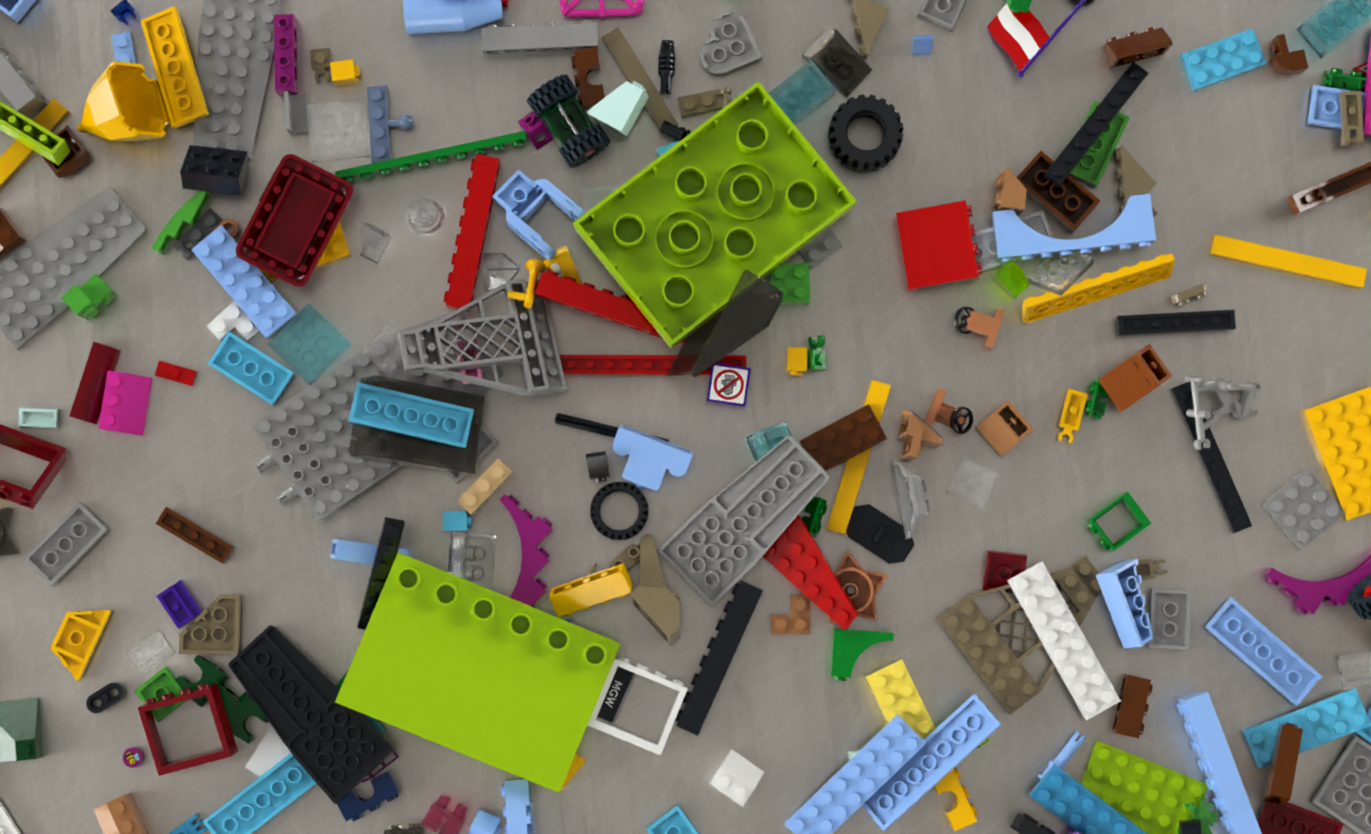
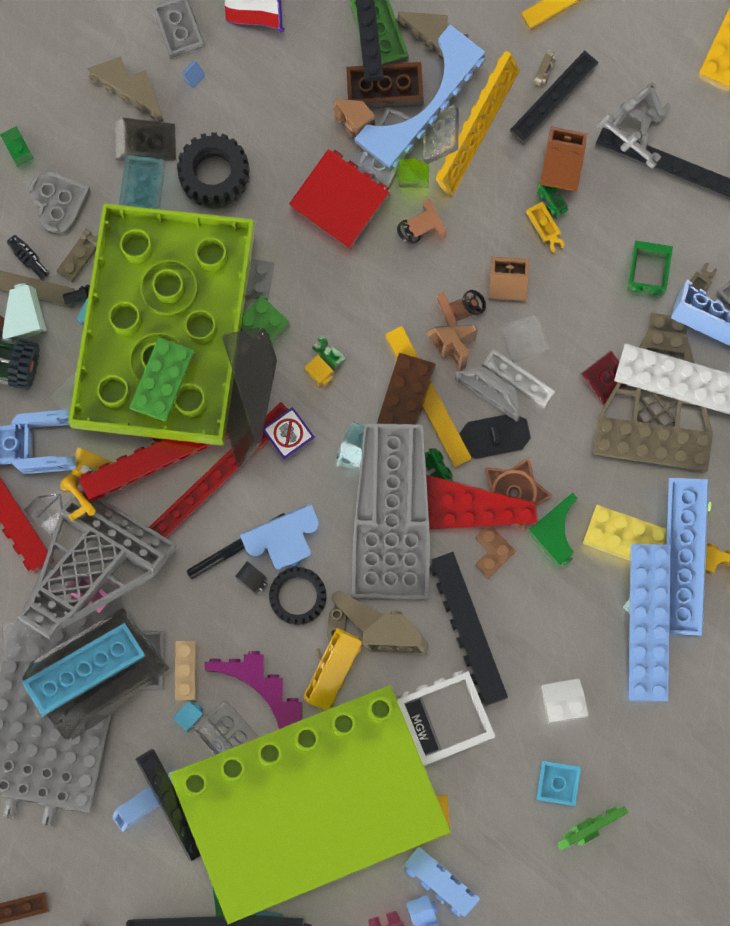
camera: 40 degrees left, 5 degrees down
(672, 257) = (162, 379): none -> bright green plate
(939, 508) = (520, 378): none -> white tile

